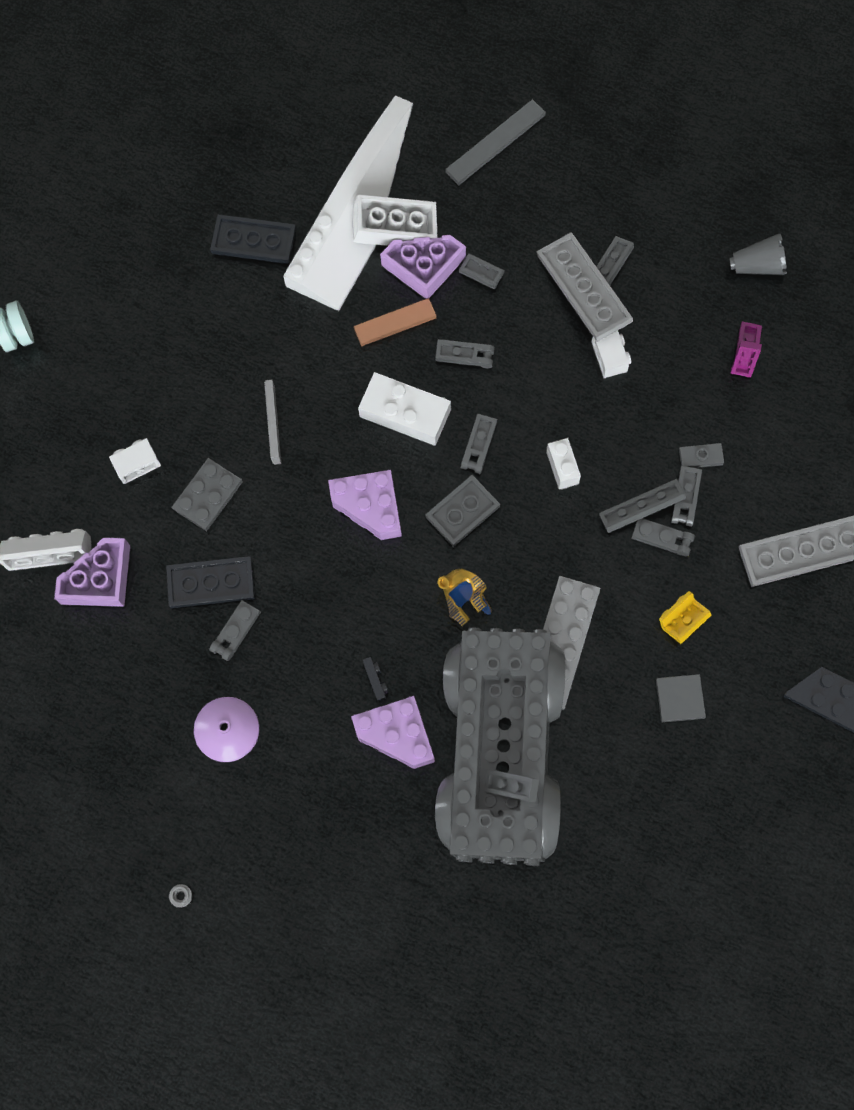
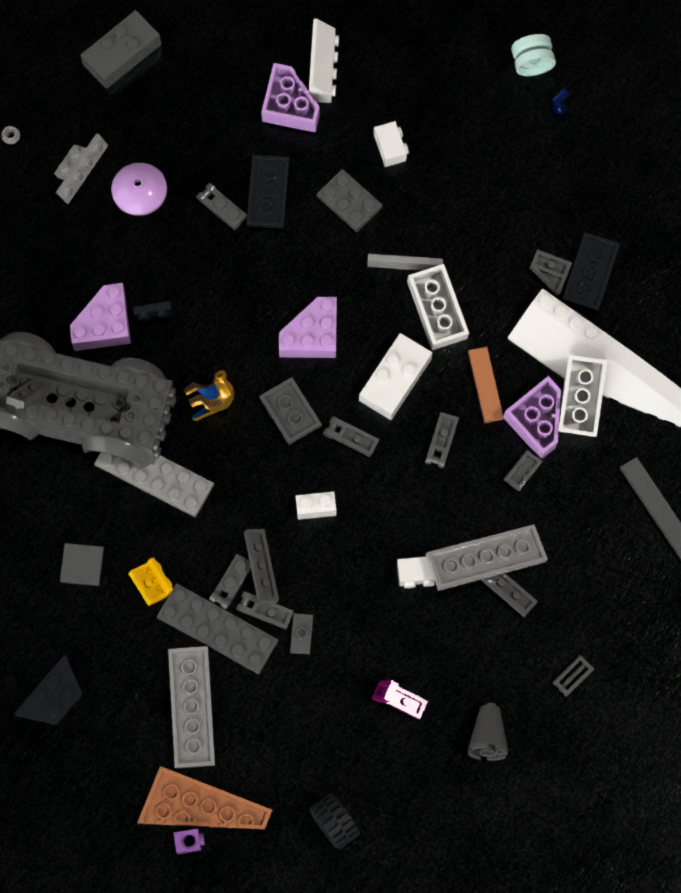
camera: 95 degrees right, 0 degrees up
(53, 784) = (121, 49): none -> dark grey brick
(61, 300) = (558, 104): none -> clear blue arm
(209, 806) = (77, 166): none -> light grey bracket
(257, 277) = (551, 270): none -> dark grey wing
(319, 378) = (437, 307): none -> white brick
(679, 198) = (562, 687): none -> dark grey tile
(716, 541) = (217, 629): none -> dark grey plate

